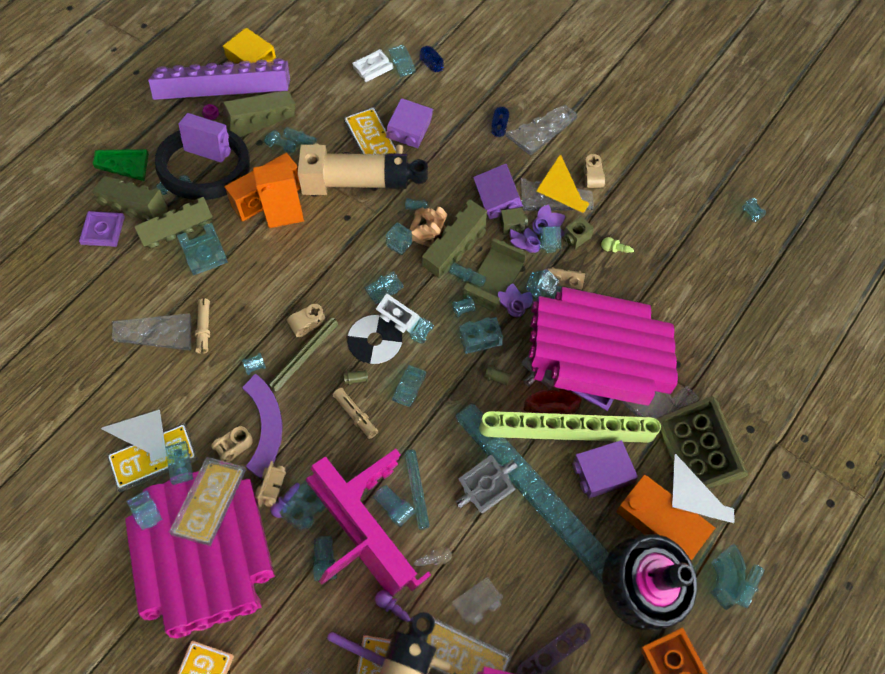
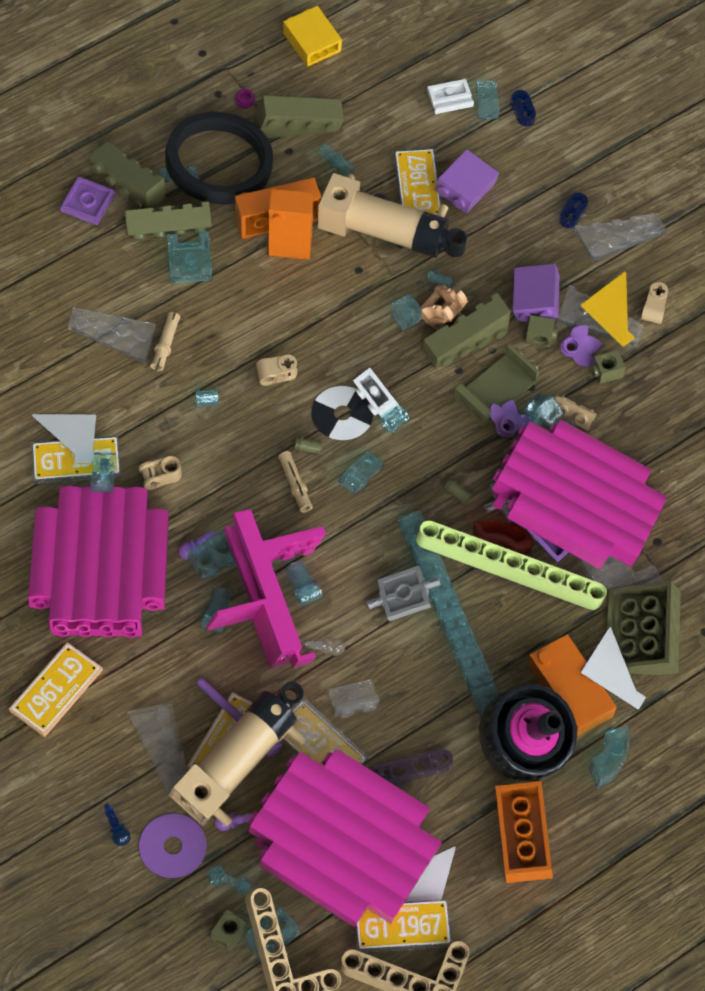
camera: 15 degrees right, 0 degrees up
(123, 162) = (130, 129): green wing -> none
(144, 510) = (58, 505): clear light blue brick -> none
(204, 137) = (230, 132): medium lavender brick -> none
(208, 501) = (122, 517): clear tile -> none
(219, 79) = (268, 63): medium lavender brick -> none
(266, 492) = (180, 529): tan hinge -> none
(270, 425) = (204, 468): medium lavender tile -> none
(275, 138) = (307, 151): clear light blue bar -> none
(301, 356) = (262, 404): olive axle -> none
(385, 284) = (376, 359): clear light blue hips -> none
(385, 600) = (263, 667): medium lavender bar -> none
(417, 490) = (332, 576): clear light blue axle -> none
(463, 306) = (450, 407): clear light blue bush -> none
(467, 274) = (467, 375): clear light blue axle -> none
(482, 339) = (456, 449): clear light blue brick -> none
(527, 240) = (548, 358): medium lavender plate -> none
(550, 238) = (573, 363): clear light blue brick -> none
(604, 469) = (530, 618): medium lavender brick -> none
(610, 244) = (641, 392): yellowish green bar -> none
(751, 585) = (630, 774): clear light blue axle -> none

